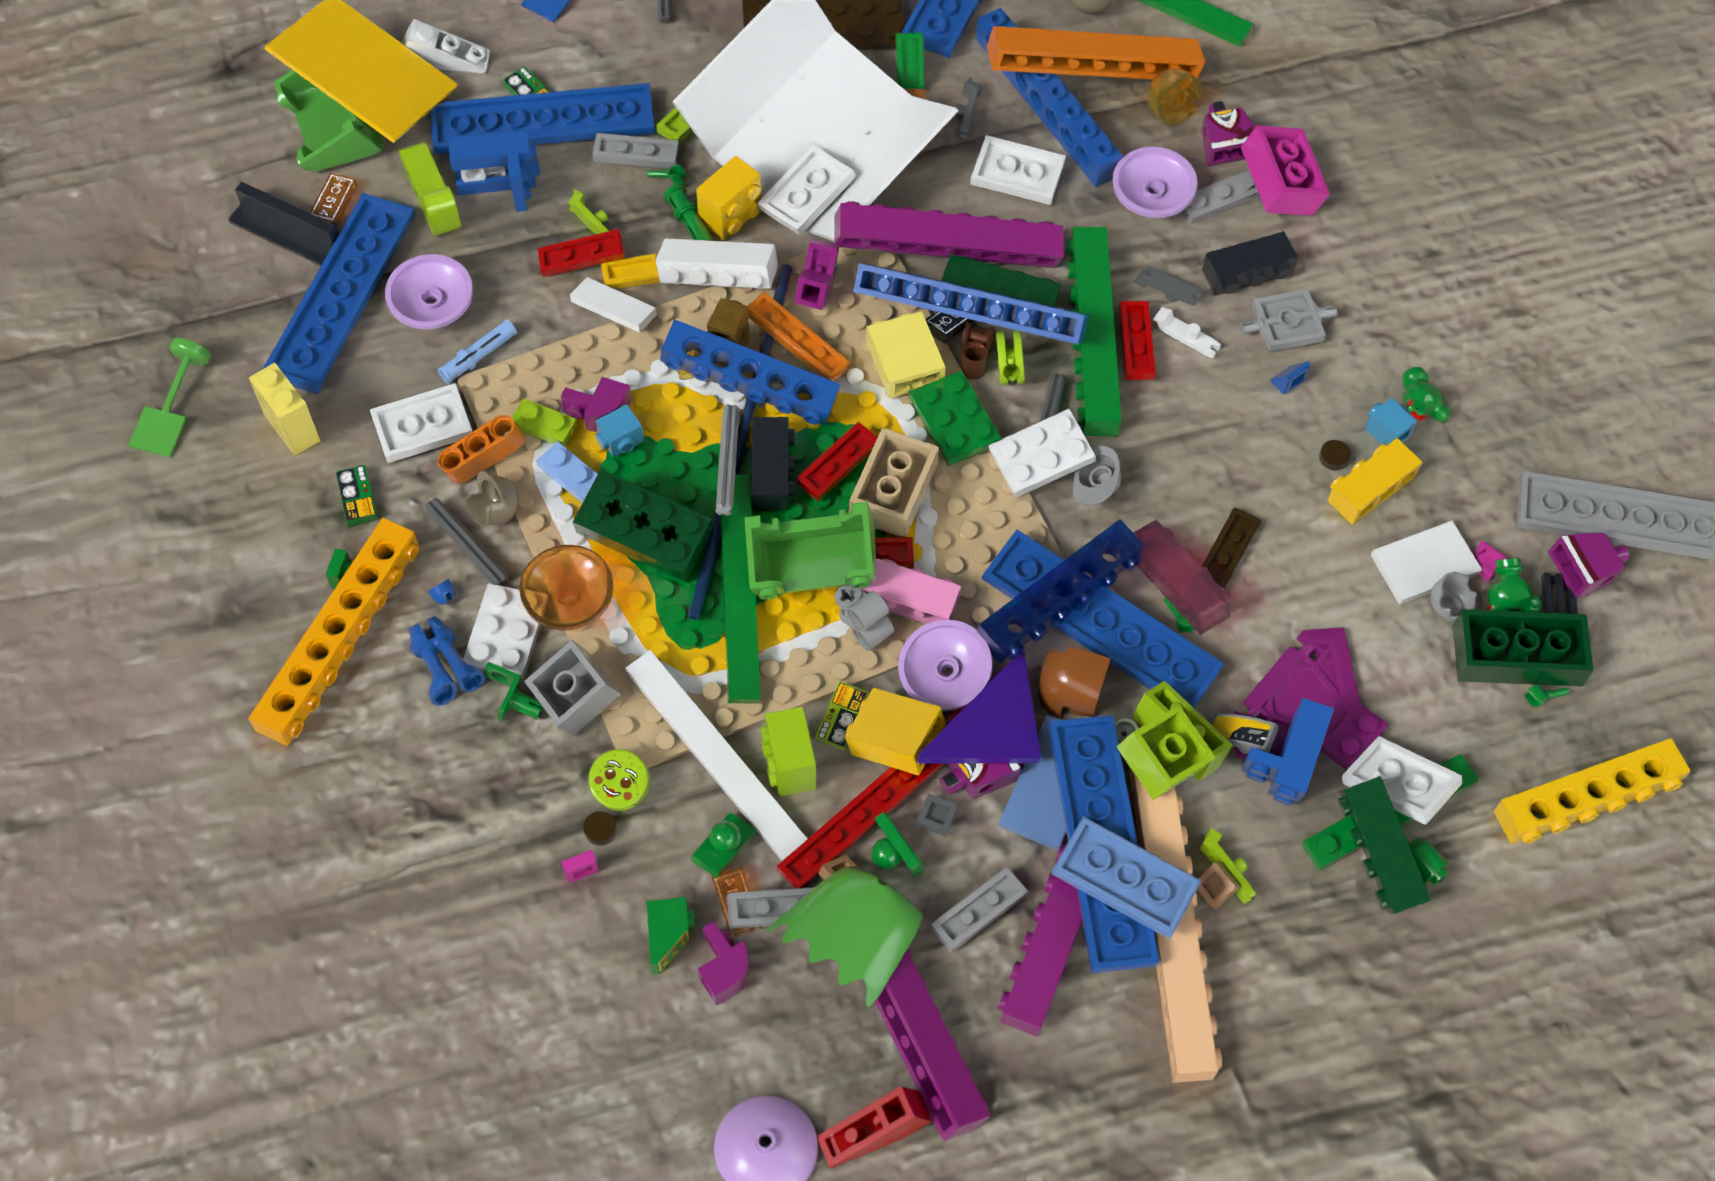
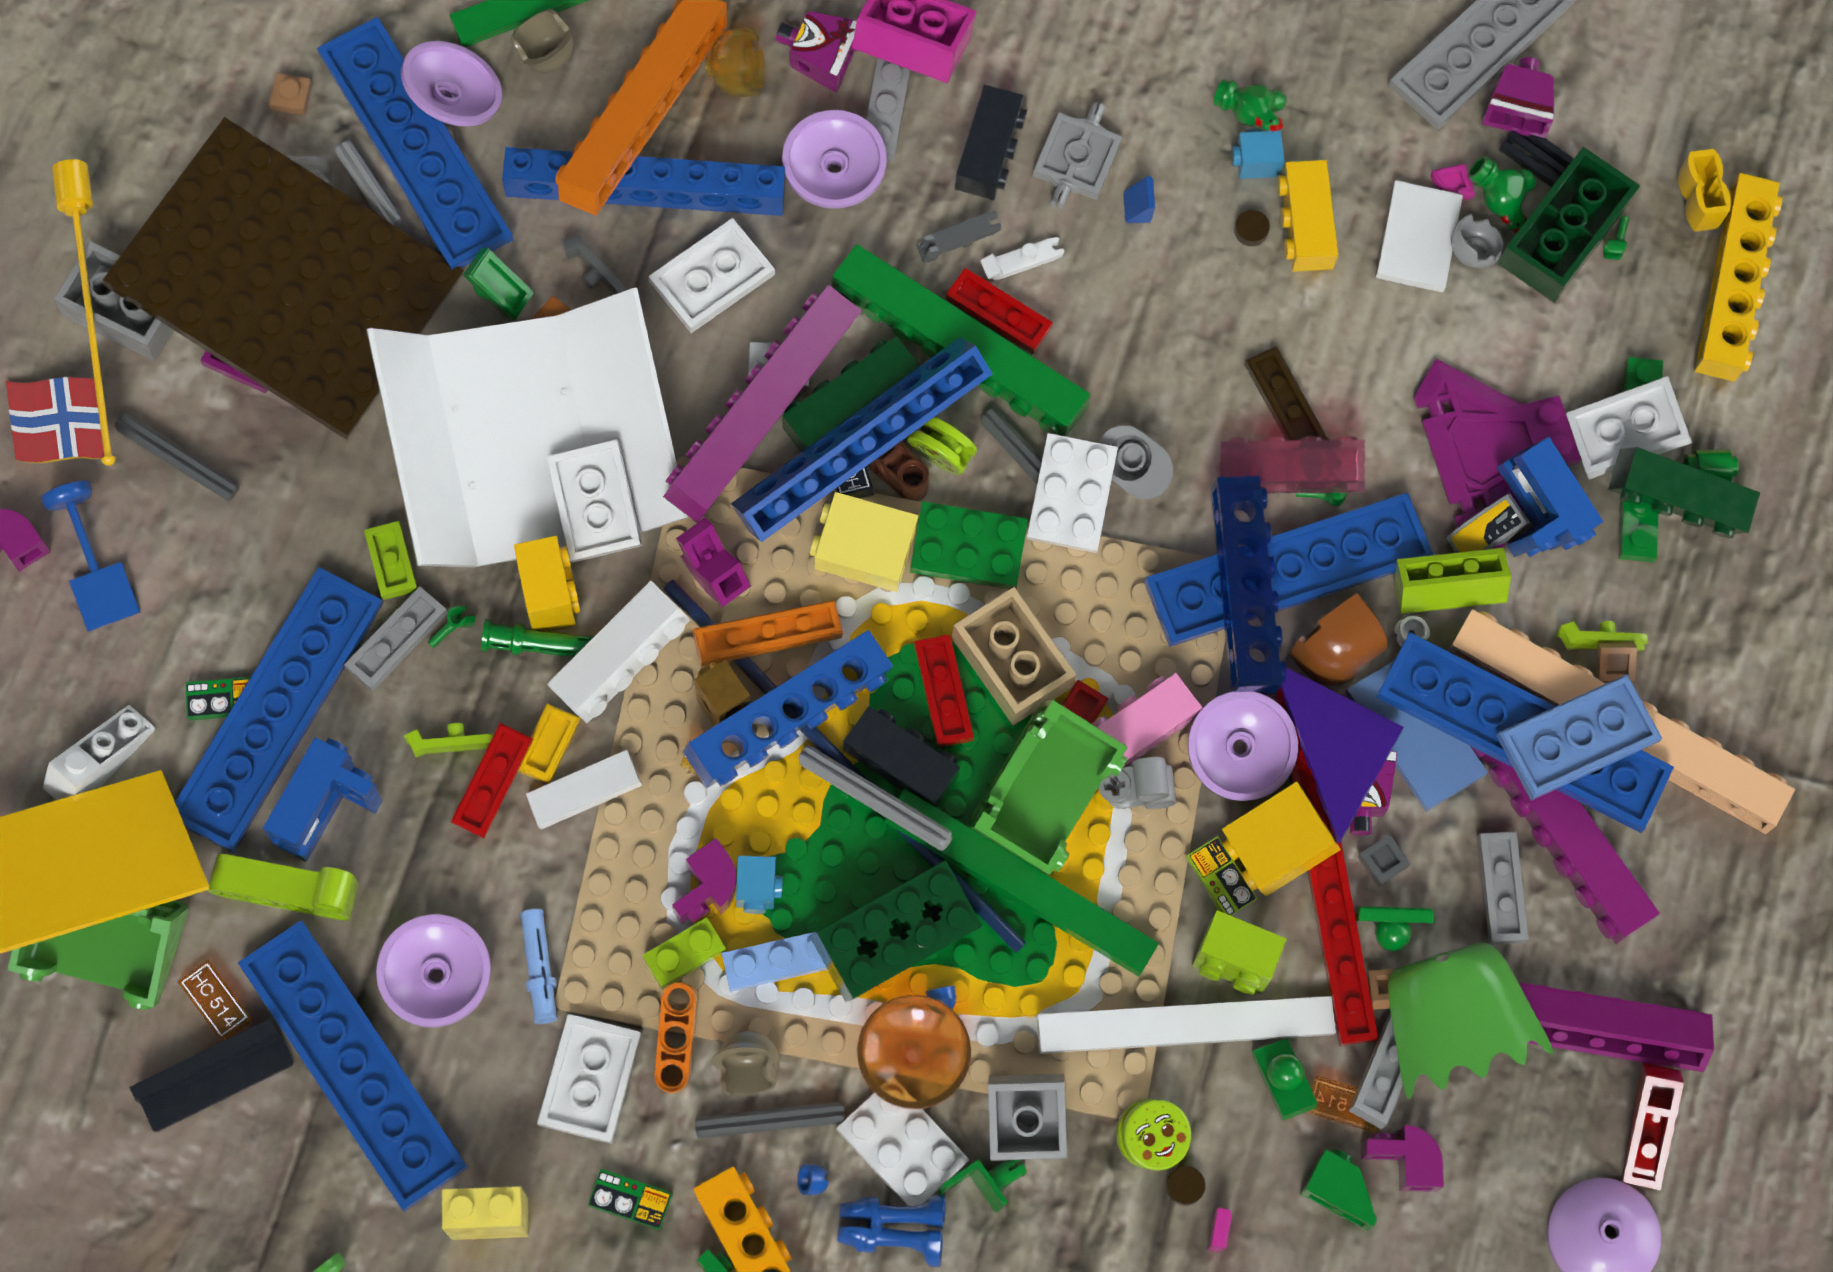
camera: 60 degrees left, 10 degrees up
(622, 588) = (945, 995): none -> blue hinge
(1166, 752) = (1482, 613): lime brick -> none
(1635, 723) = (1704, 190): none -> yellow brick

